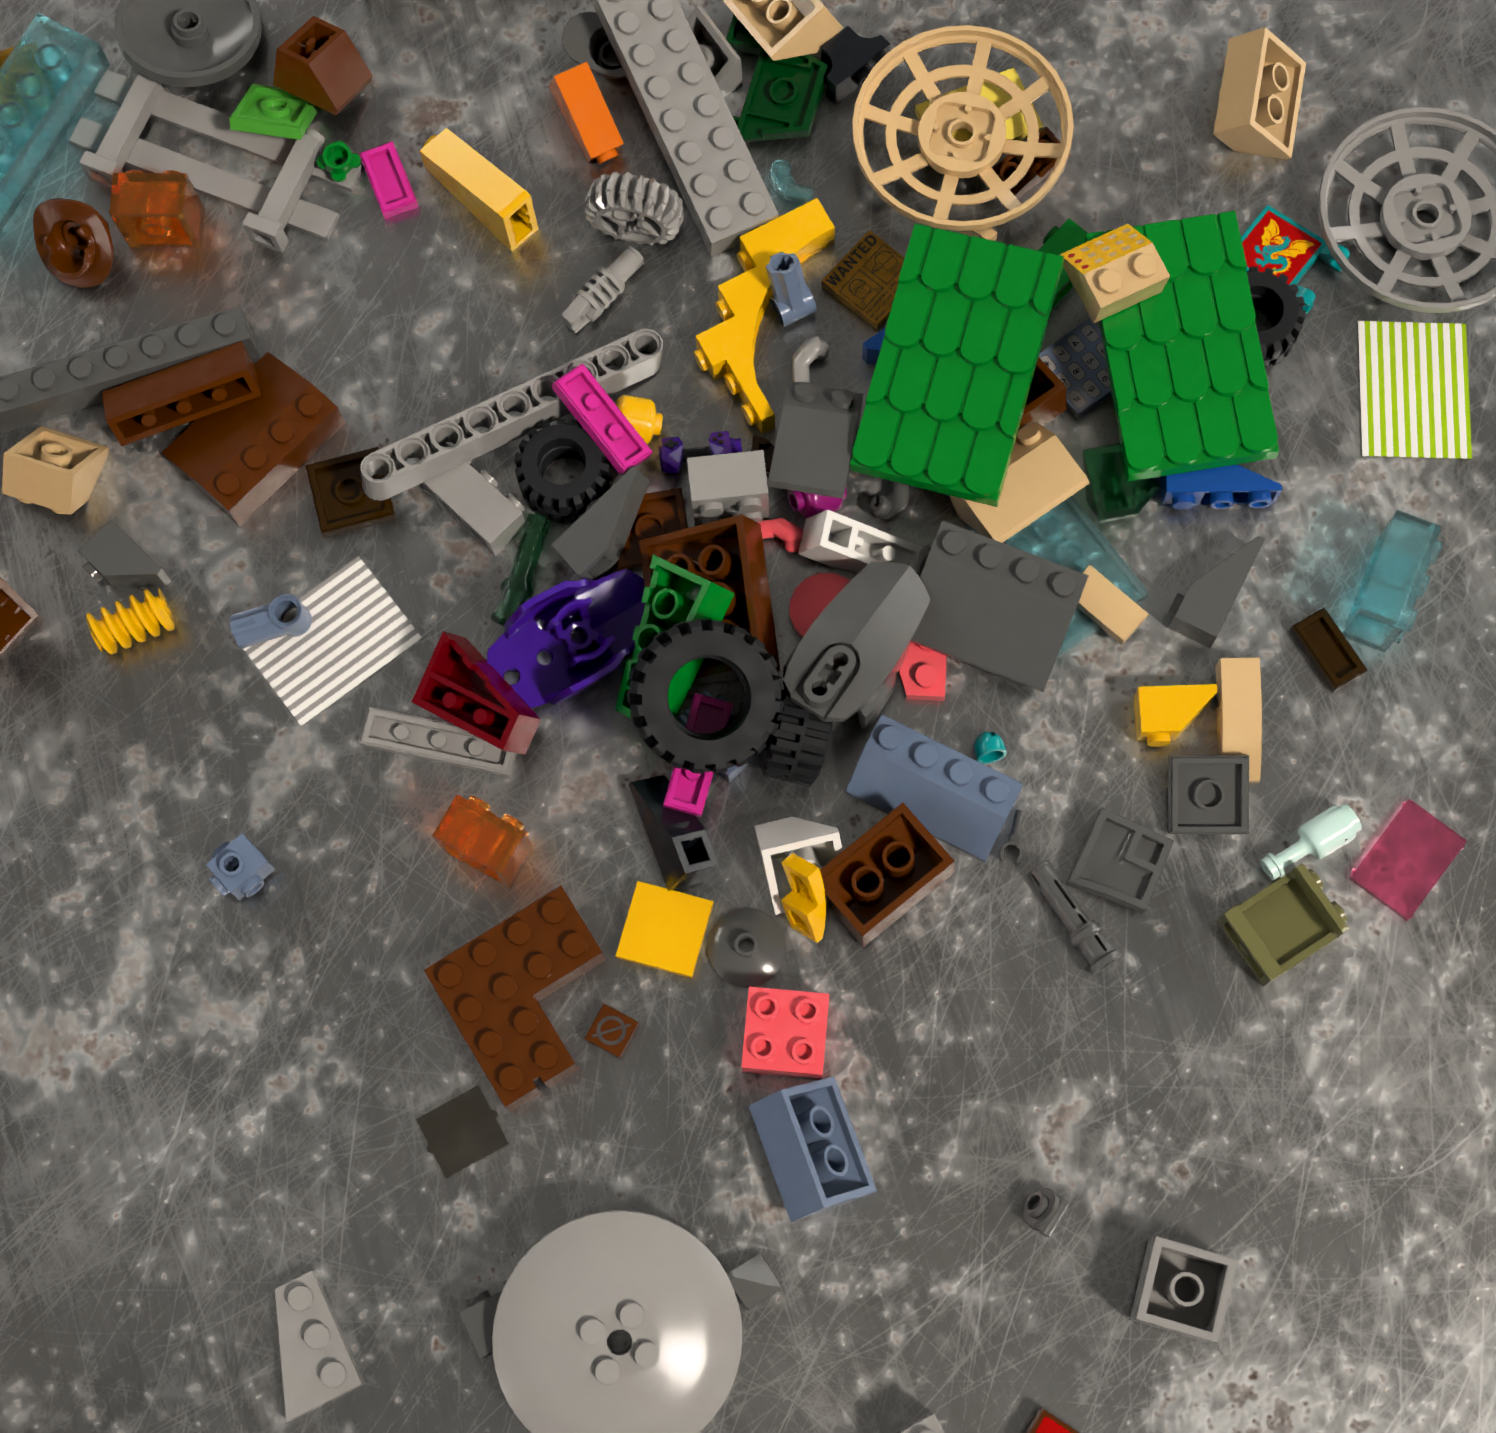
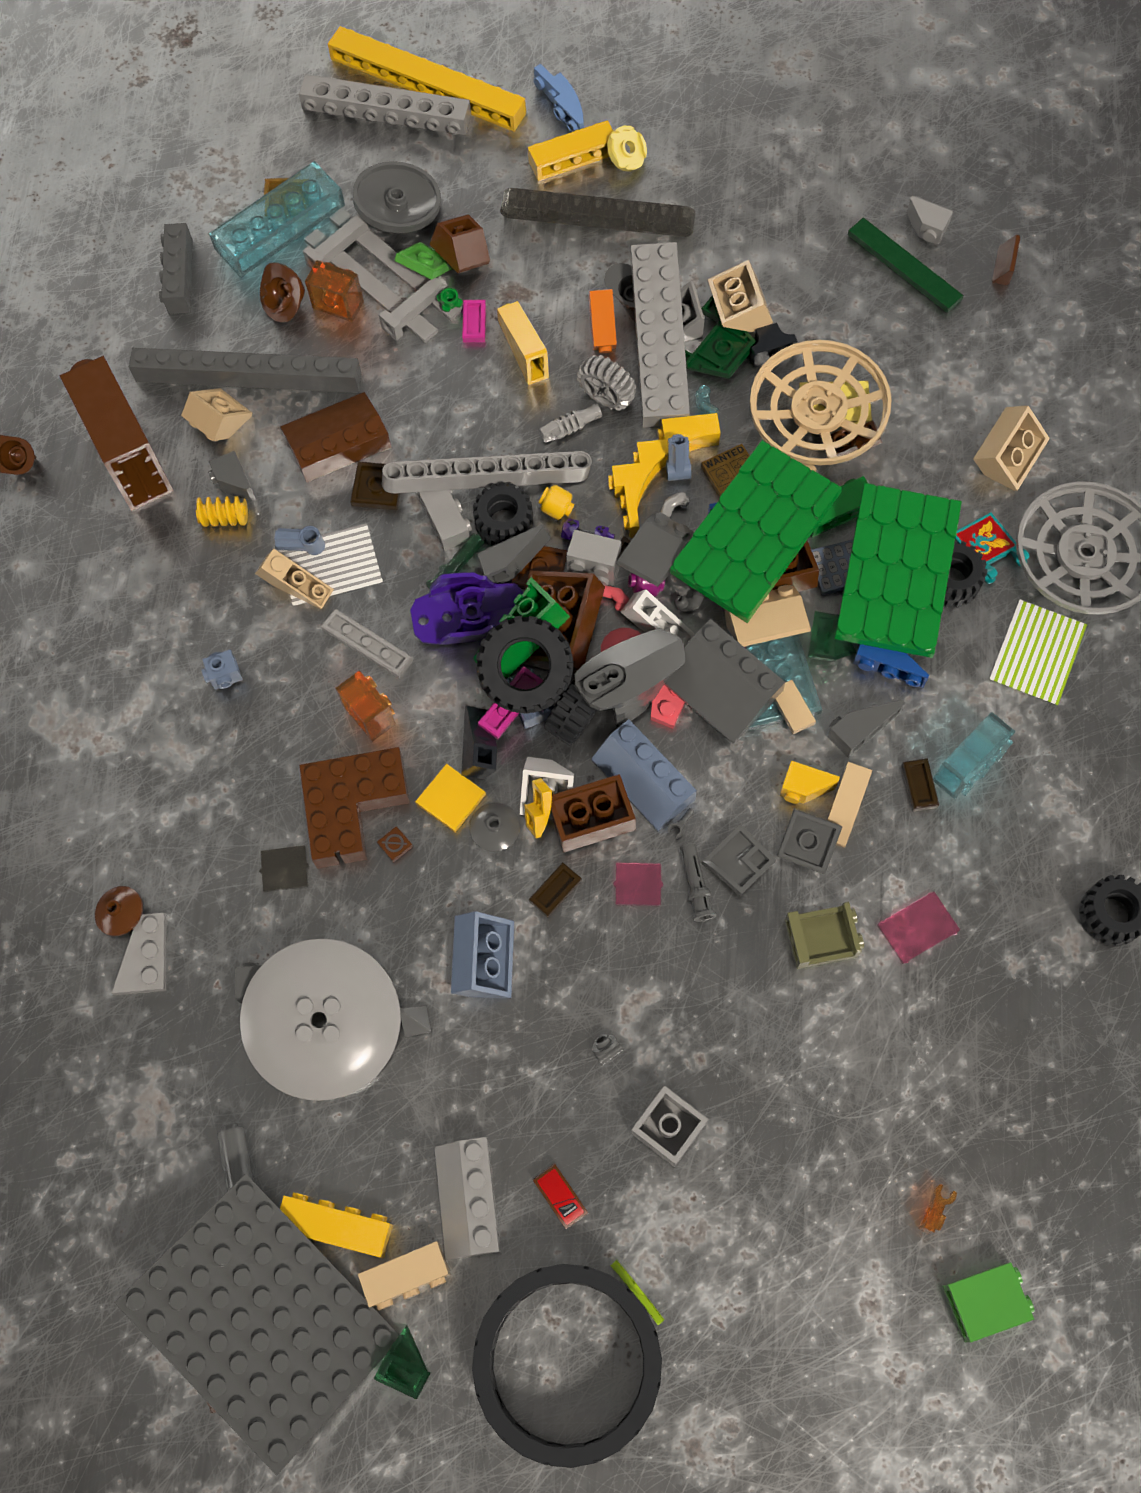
camera: 20 degrees right, 5 degrees down
(181, 393) = (304, 396): reddish brown brick -> none
(257, 1294) = (126, 914): none -> reddish brown dish
(286, 686) = (293, 579): none -> tan slope
(475, 696) = (395, 621): dark red wedge -> none
(601, 419) = (535, 491): dark pink tile -> none
(785, 1033) = (494, 883): coral brick -> none
(874, 1007) = (555, 890): none -> dark brown tile
(989, 747) = (687, 765): teal hinge -> none
(989, 951) = (638, 884): none -> clear pink piece
(1115, 271) = (872, 510): tan slope -> none
(1317, 837) = (866, 892): light aqua piece -> none

